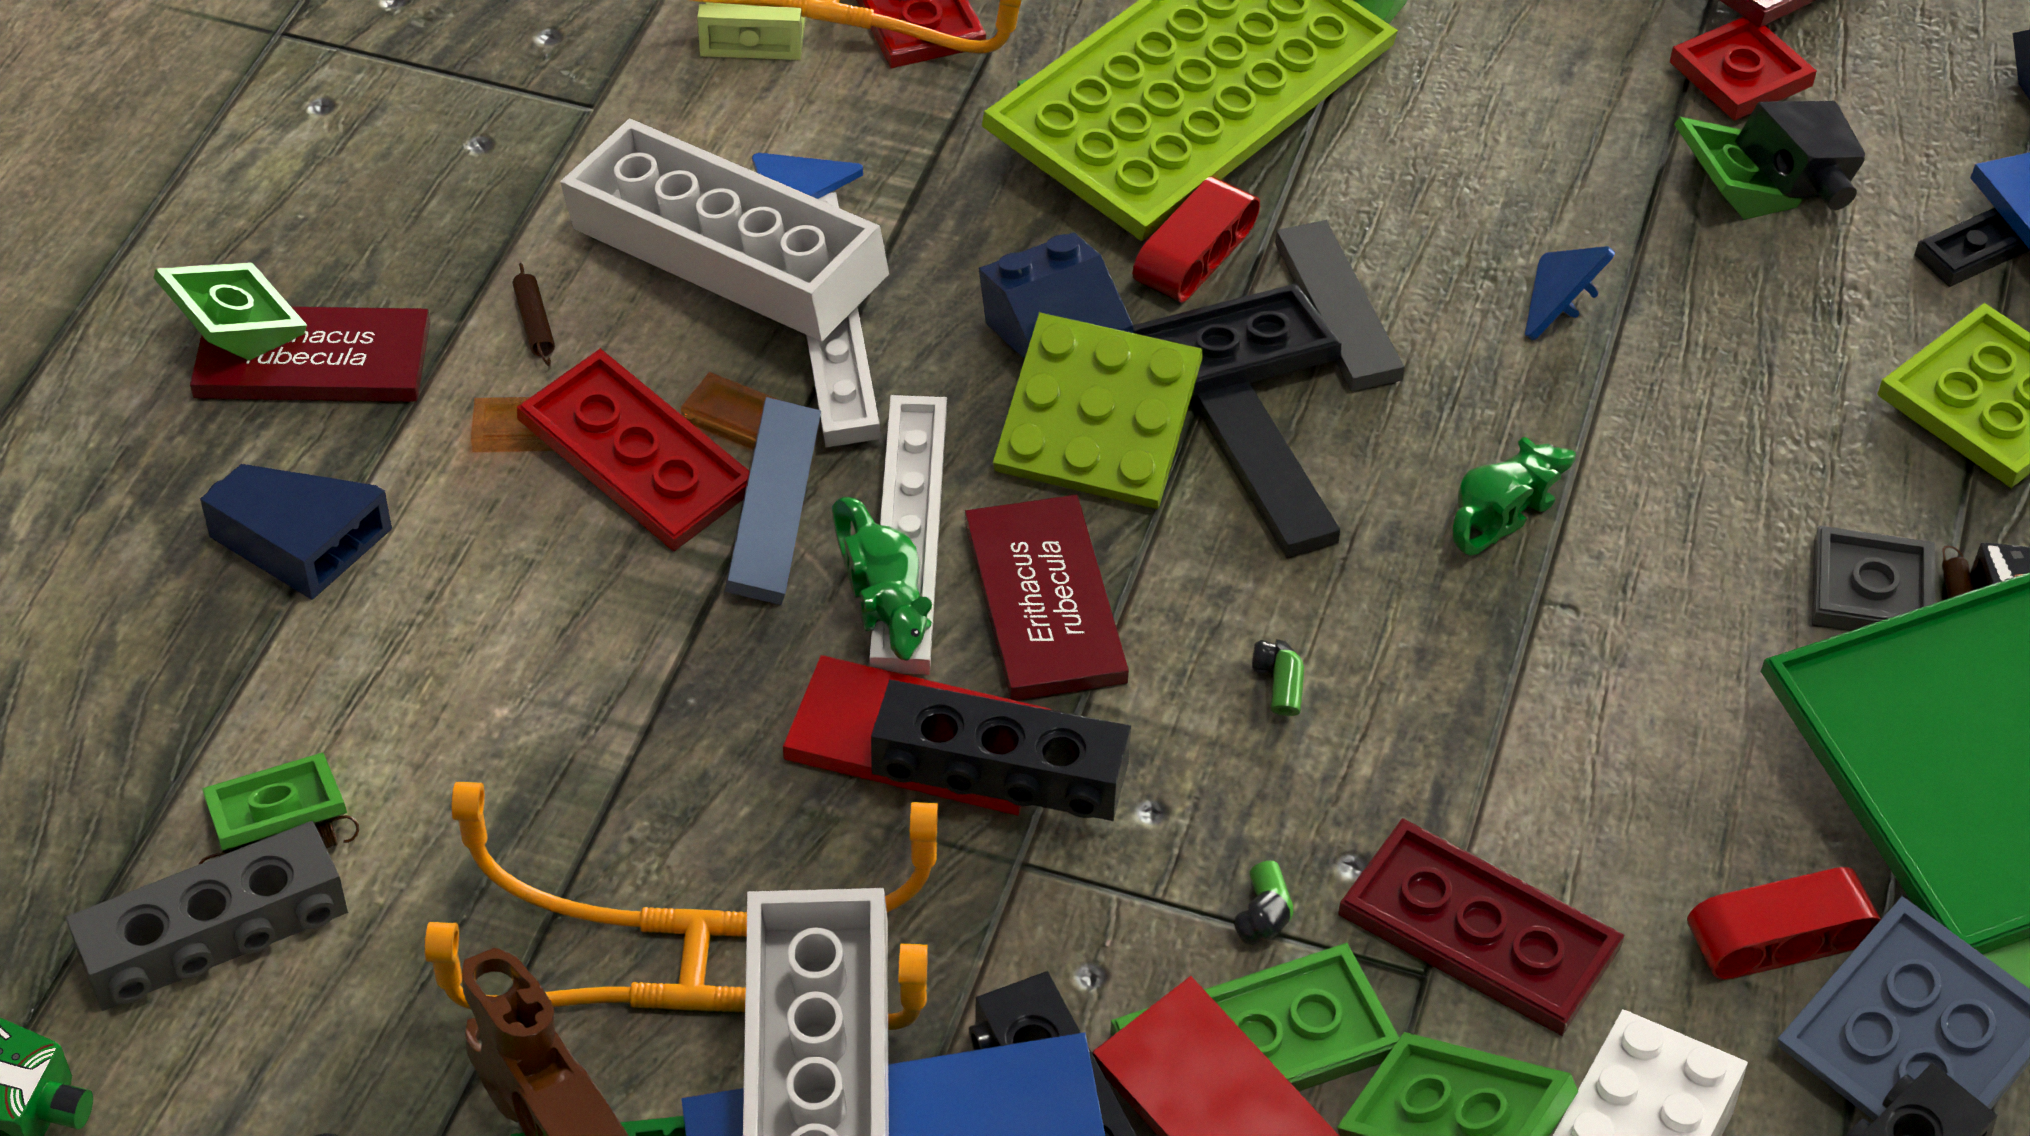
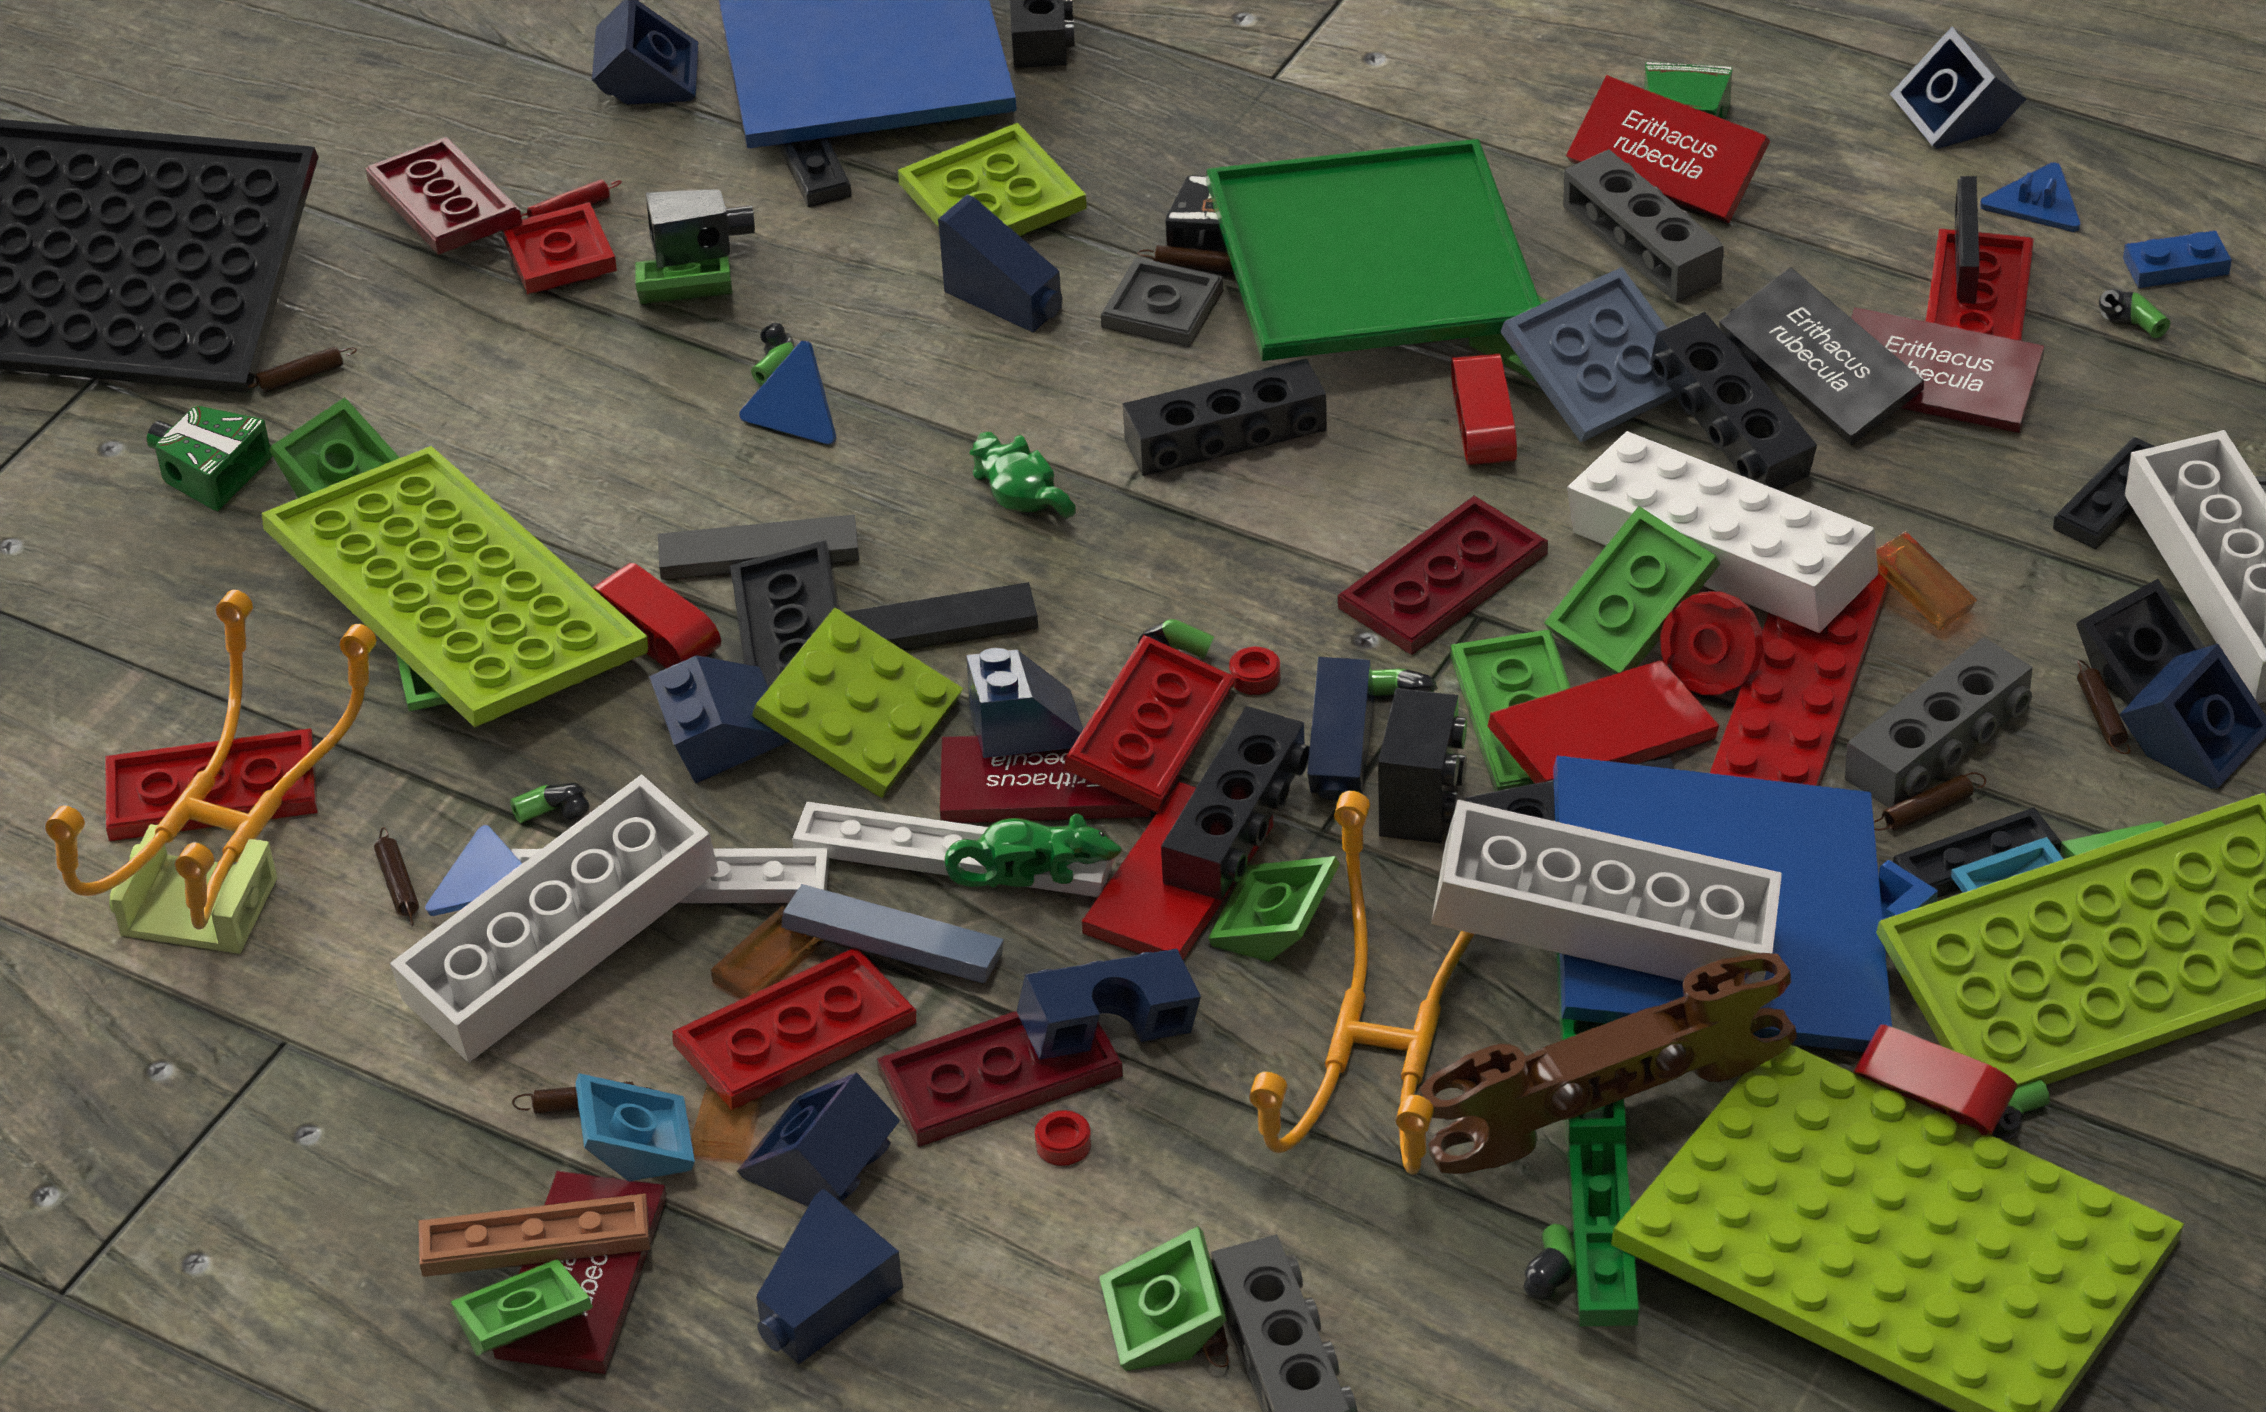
camera: 75 degrees left, 5 degrees down
(336, 305) = (533, 1235): none -> nougat tile
(468, 493) = (822, 1142): none -> dark blue slope
(476, 343) = (634, 1128): none -> dark azure slope
(514, 692) = (1062, 1138): none -> red tile
(611, 627) = (986, 1077): none -> dark red tile
(656, 640) = (1145, 989): none -> dark blue arch
(806, 131) = (396, 876): none -> reddish brown piece
(862, 818) = (1272, 906): none -> bright green slope
(929, 214) = (549, 797): none -> arm
(1092, 915) = (1420, 765): none -> black brick
(1118, 541) = (1018, 705): none -> dark blue slope
(1128, 664) = (1149, 723): none -> red tile
(1154, 840) = (1340, 726): none -> dark blue slope
(1262, 760) = (1255, 670): none -> red tile
(1648, 268) = (777, 348): none -> arm
(1674, 665) = (1224, 416): none -> black brick
(1829, 65) = (590, 193): none -> red piece
(1838, 405) = (996, 267): none -> dark blue slope

